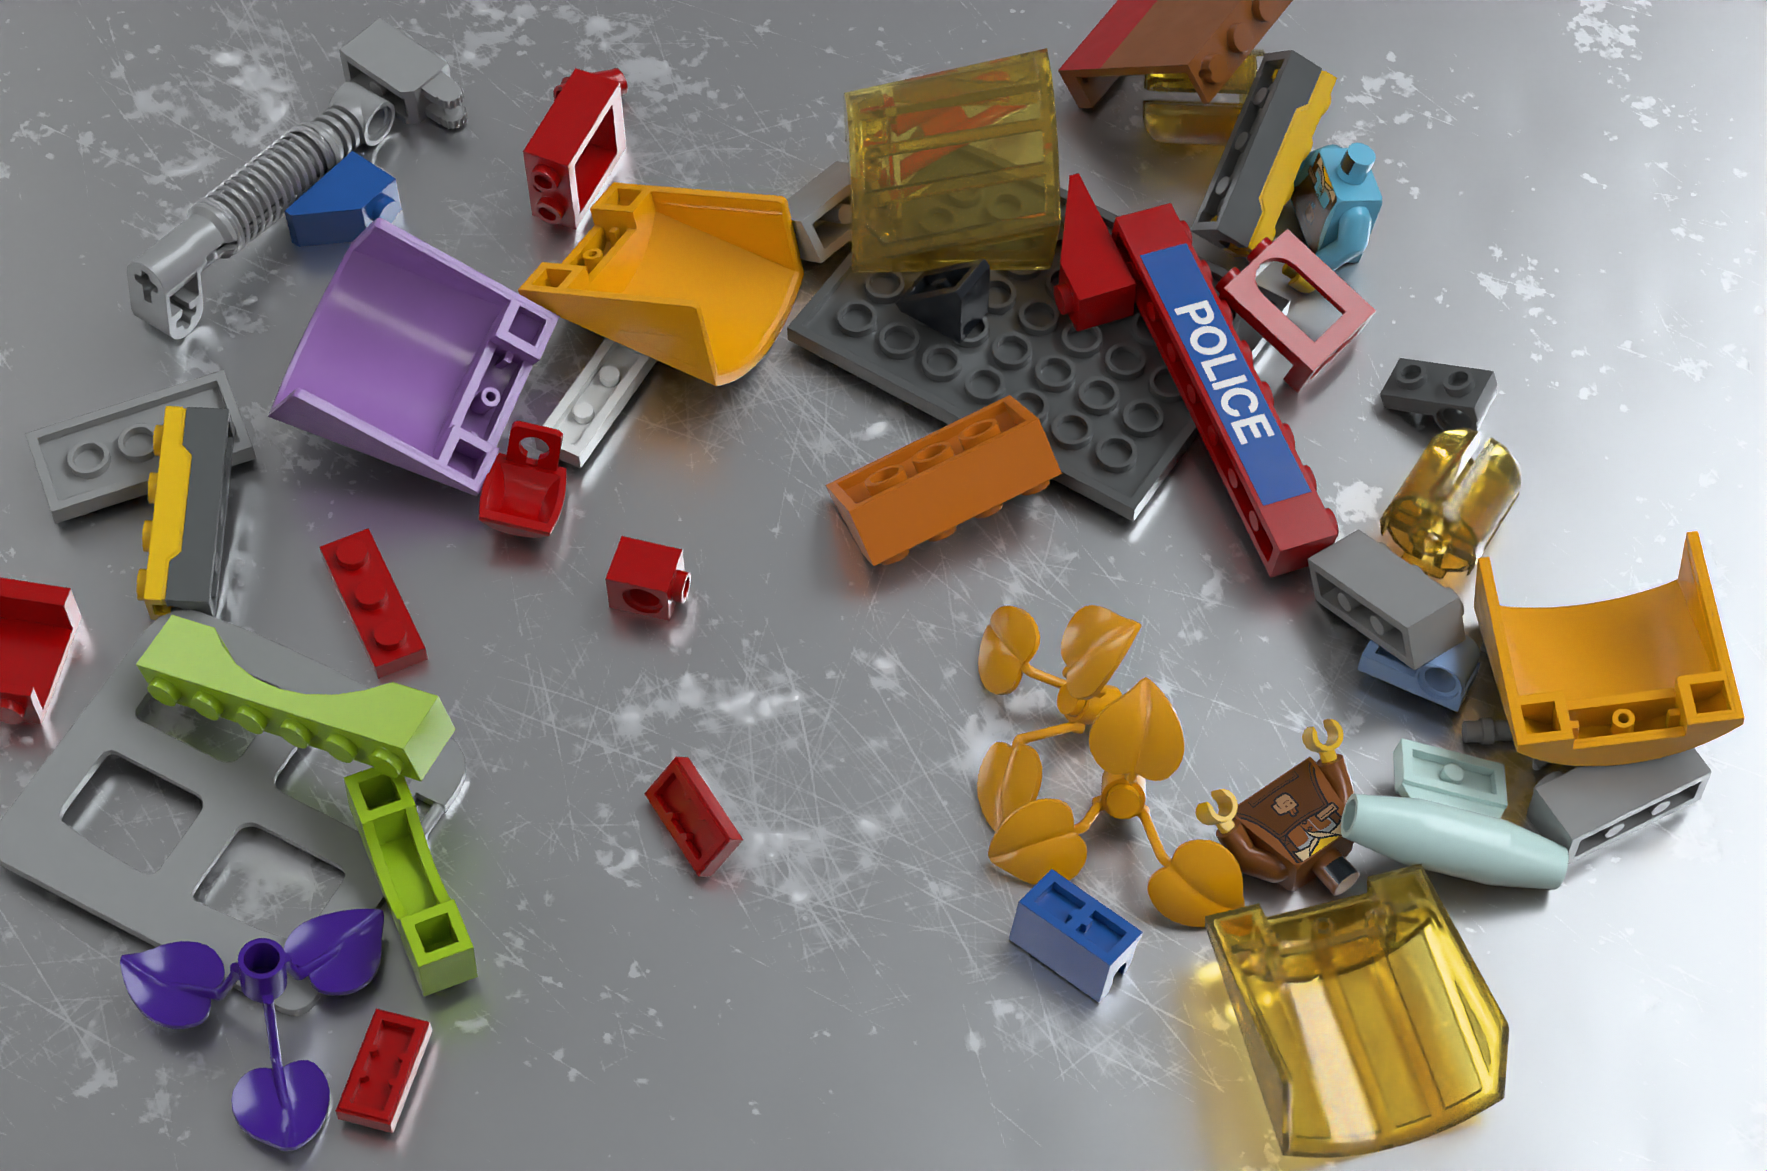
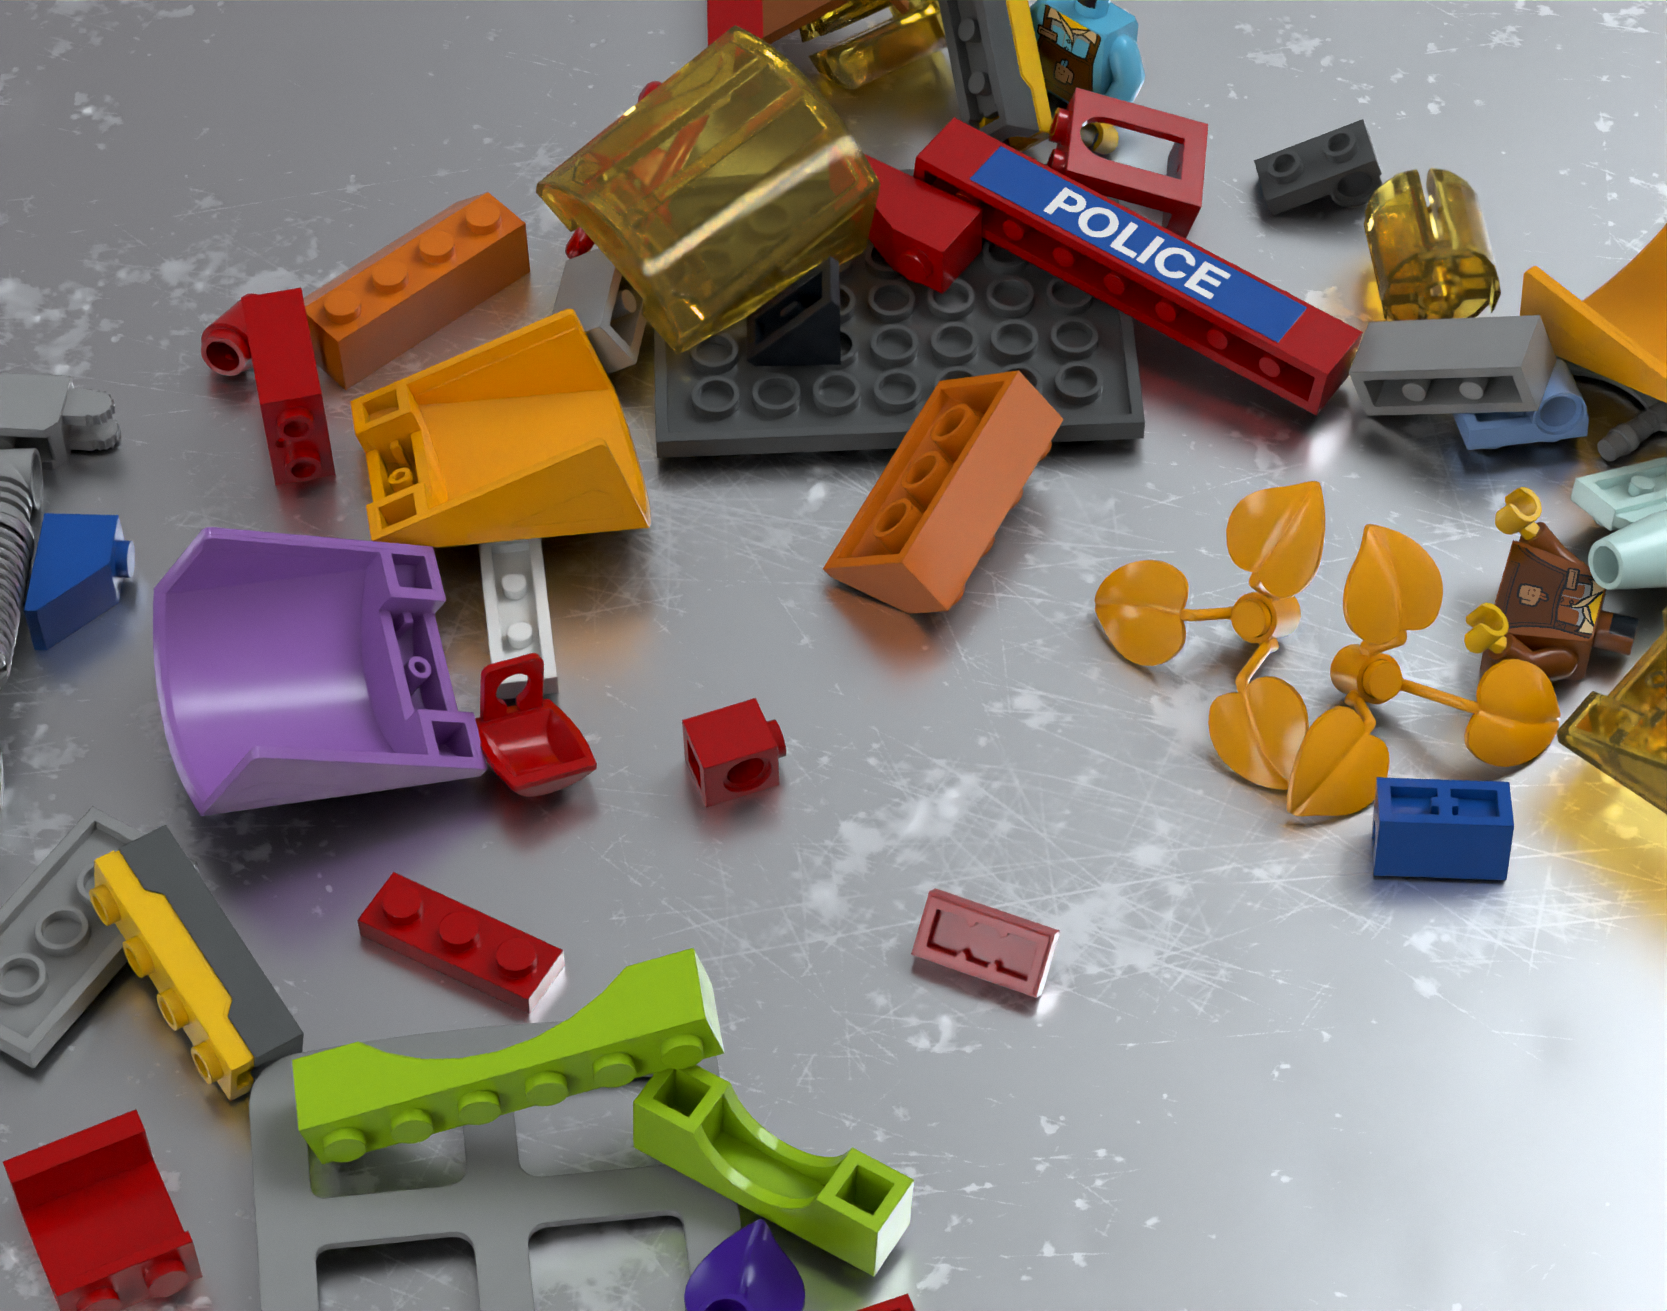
camera: 35 degrees left, 5 degrees down
(726, 124) = (415, 287): none -> orange slope

